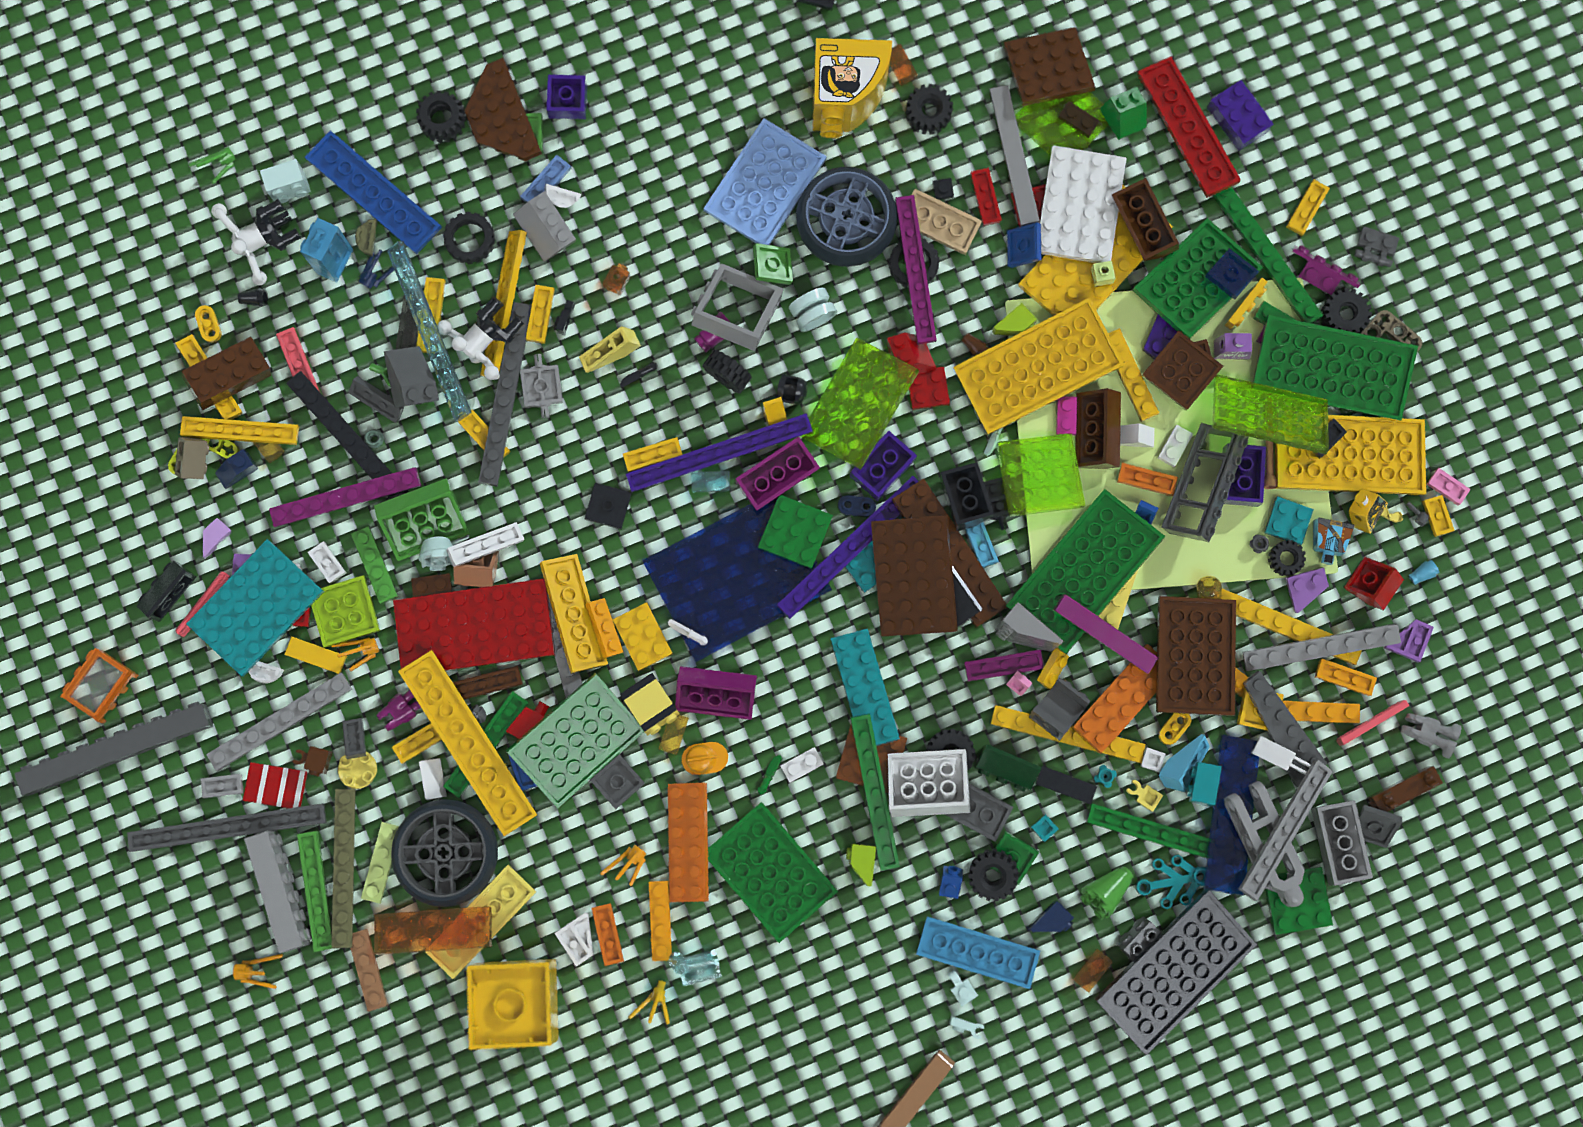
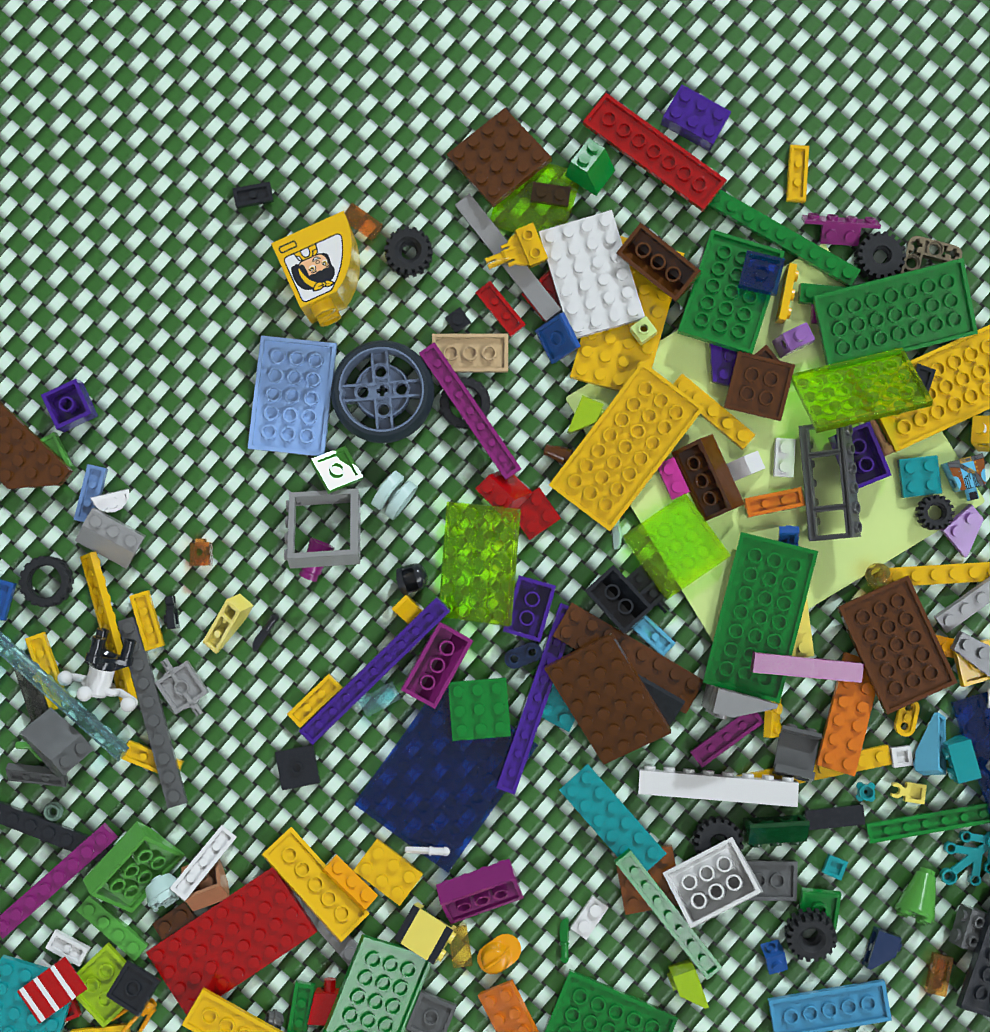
camera: 15 degrees left, 5 degrees up
(297, 588) = (52, 990): none -> red sticker
(369, 623) = (133, 988): none -> black plate
(489, 682) = (268, 984): reddish brown tile -> none
(727, 371) = (344, 592): black tyre -> none
(974, 703) = (718, 787): none -> white brick
(1019, 683) = (748, 746): bright pink plate -> none
(1030, 153) = (523, 248): none -> yellow brick
(1264, 543) = (898, 511): dark grey plate -> none
(1378, 242) = (875, 175): dark grey plate -> none

